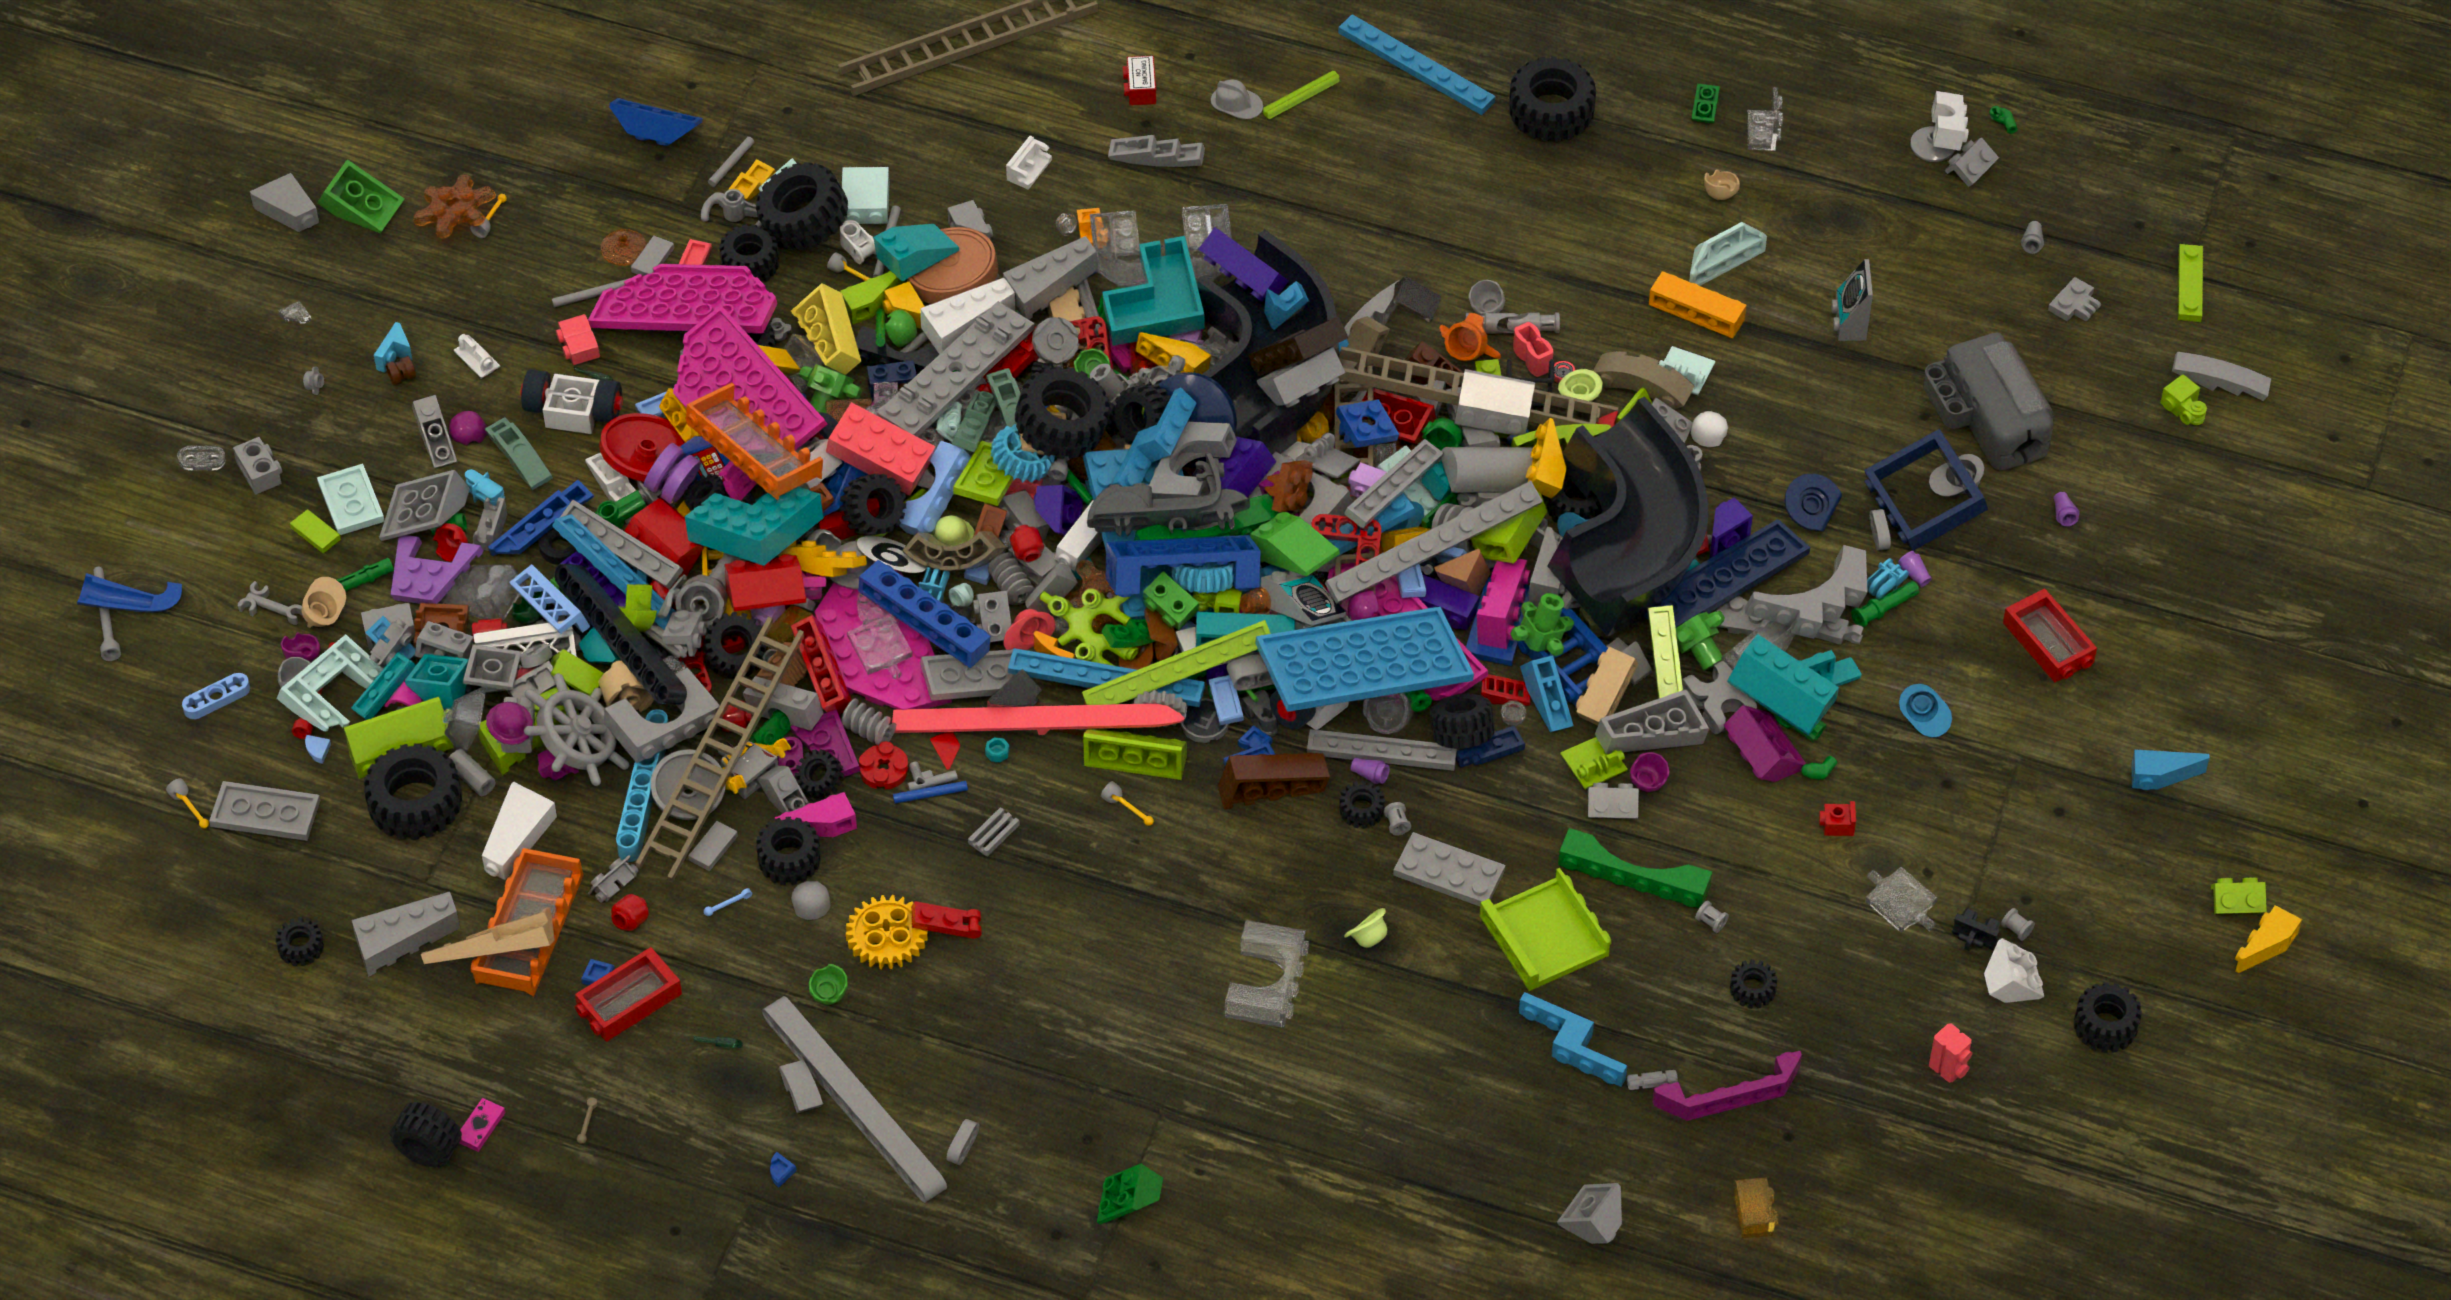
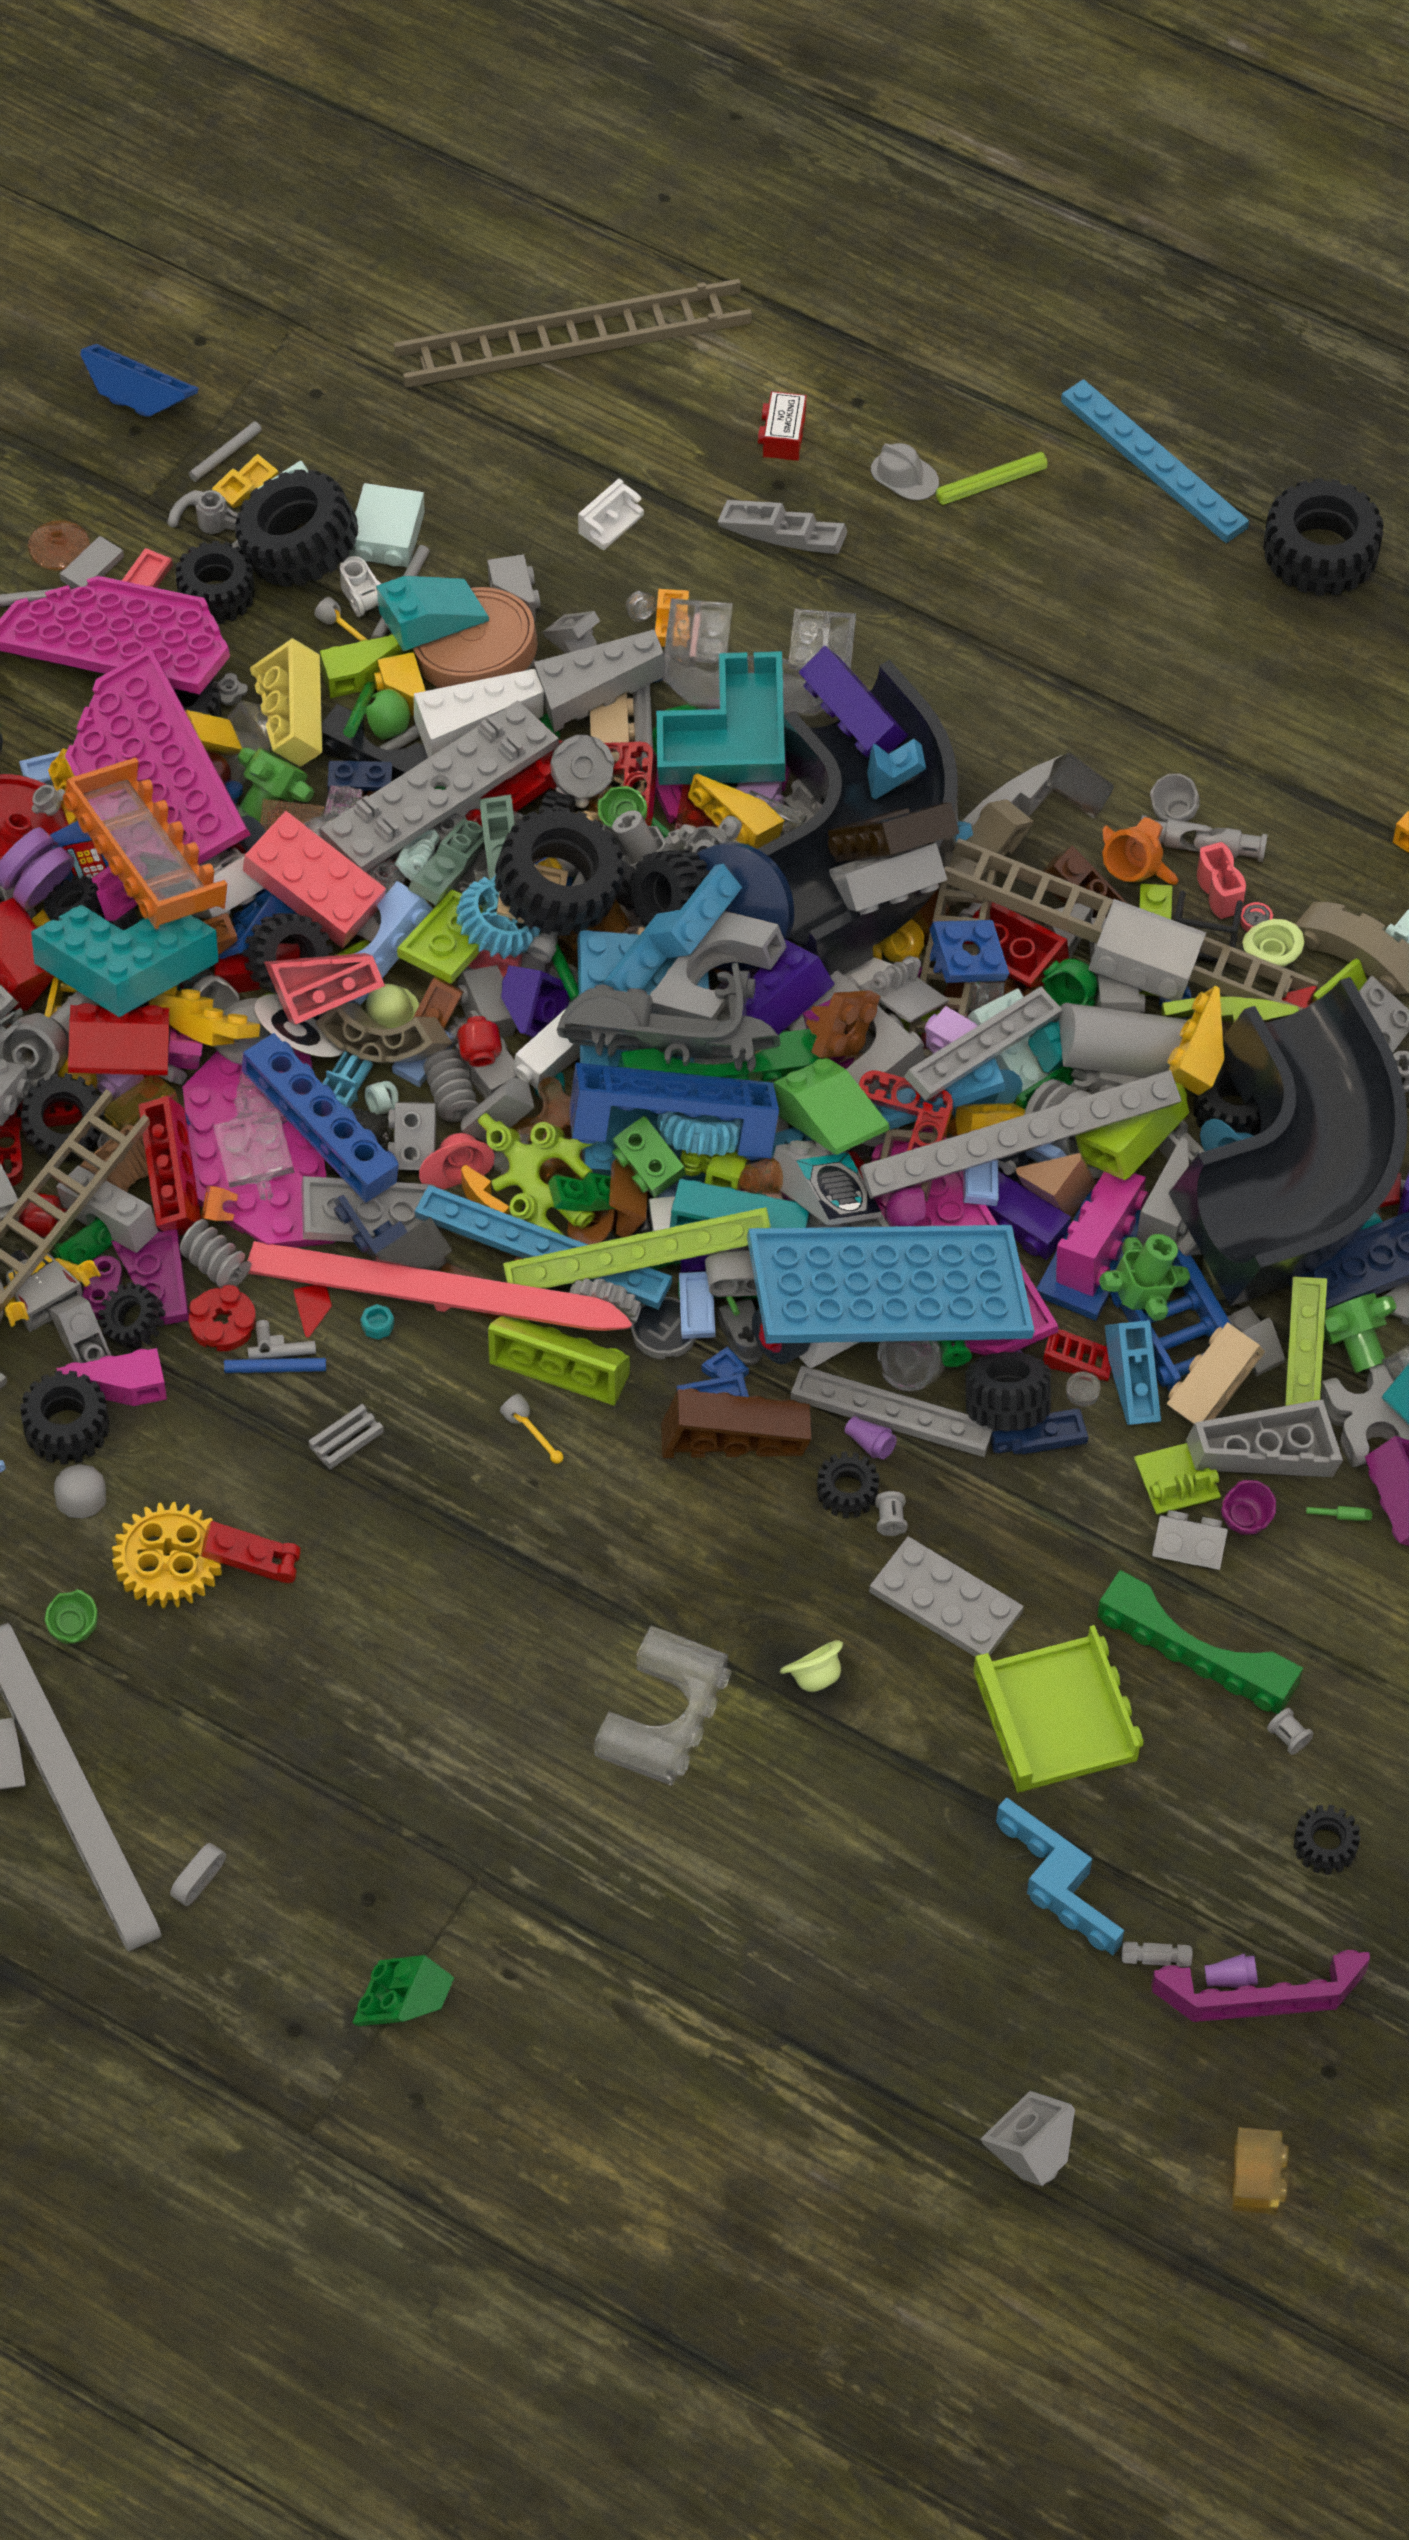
camera: 10 degrees right, 5 degrees up
(666, 426) = (47, 800): none -> light grey plate
(859, 686) = (213, 1204): none -> orange tile
(904, 520) = (322, 983): none -> coral wedge
(975, 691) = (384, 1234): none -> dark blue bracket
(1021, 249) = (573, 631): none -> light grey slope
(1707, 1082) = (1232, 1972): none -> medium lavender cone
(1715, 766) = (1343, 1512): none -> bright green piece

